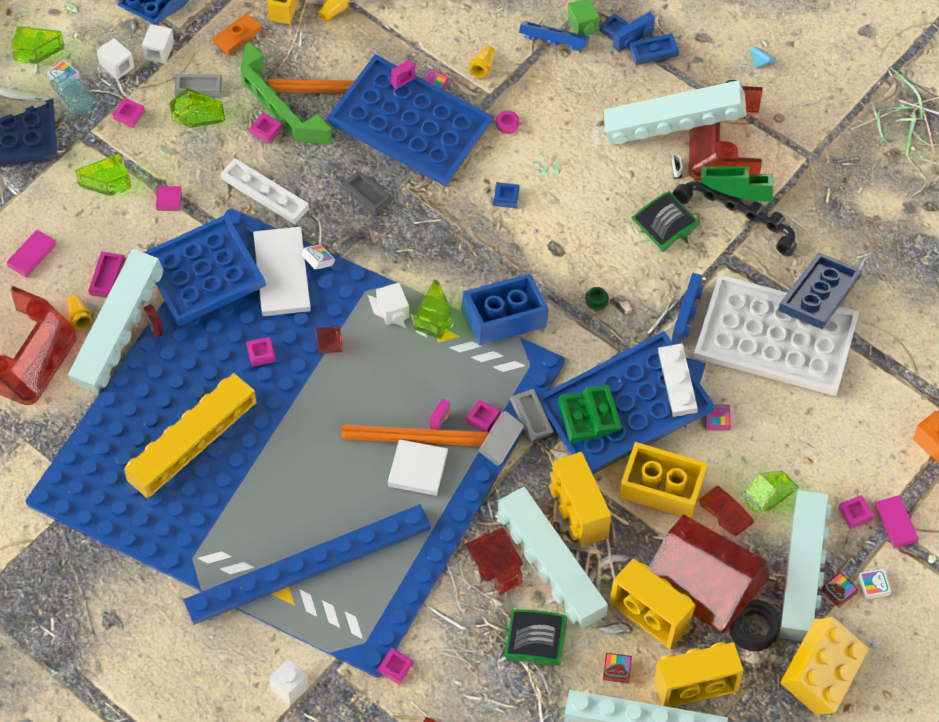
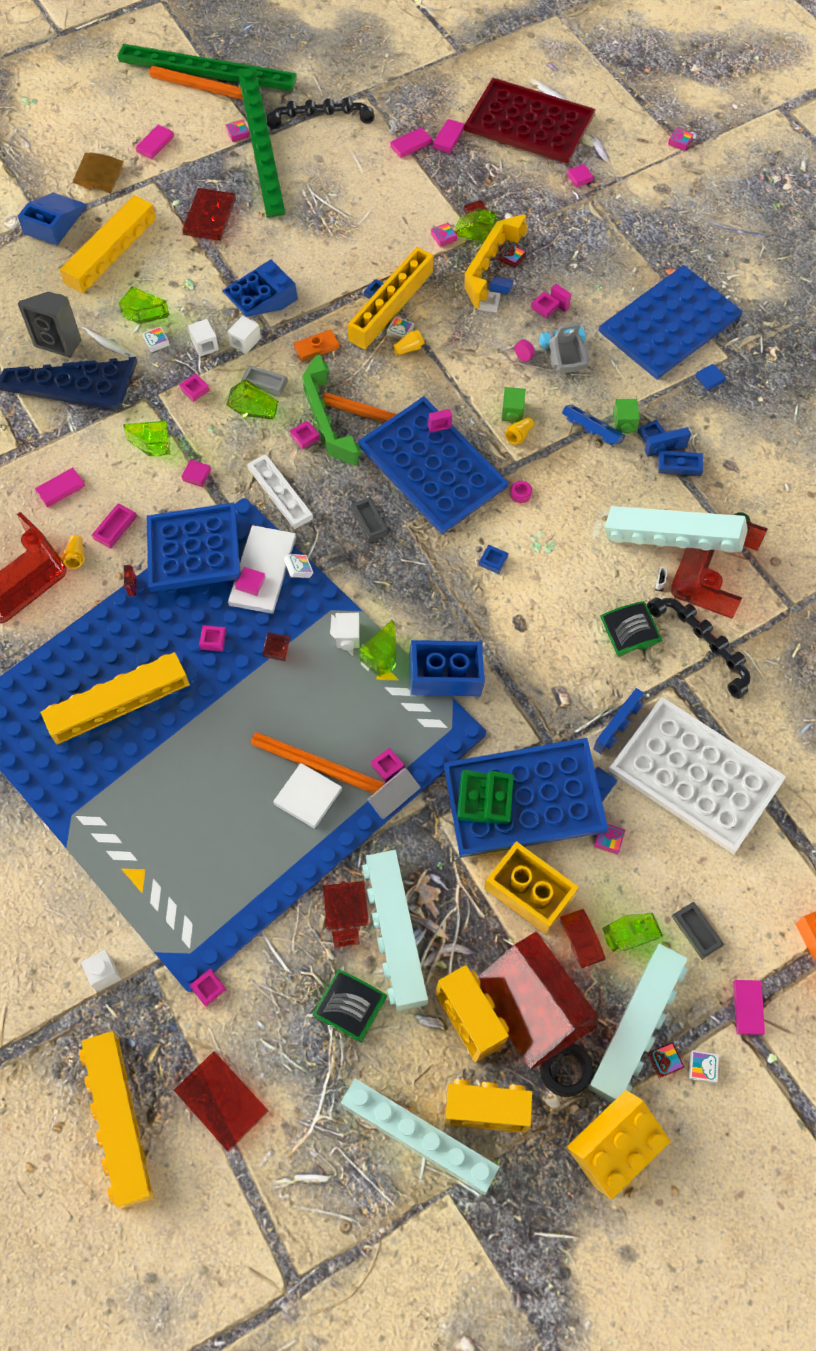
camera: 20 degrees right, 5 degrees up
(73, 93) = (155, 357): clear light blue plate -> none
(116, 321) = (96, 571): light aqua brick -> none
(277, 285) = (250, 581): none -> dark pink tile
(306, 564) = (168, 857): blue plate -> none
(436, 78) = (471, 434): tile -> none
(440, 415) = (346, 752): dark pink tile -> none
(466, 37) = (513, 404): none -> bright green brick
(531, 415) = (432, 779): light grey tile -> none
(580, 500) = (442, 881): yellow brick -> none
(596, 298) = (538, 683): dark green plate -> none
(617, 668) = (415, 1065): tile -> none
(677, 380) = (581, 791): white plate -> none
(738, 182) = (713, 613): green slope -> none
(761, 57) = (778, 499): medium azure slope -> none
(820, 290) = (753, 744): plate -> none
(827, 472) = (697, 930): none -> dark grey tile
(856, 511) = (711, 982): dark pink tile -> none

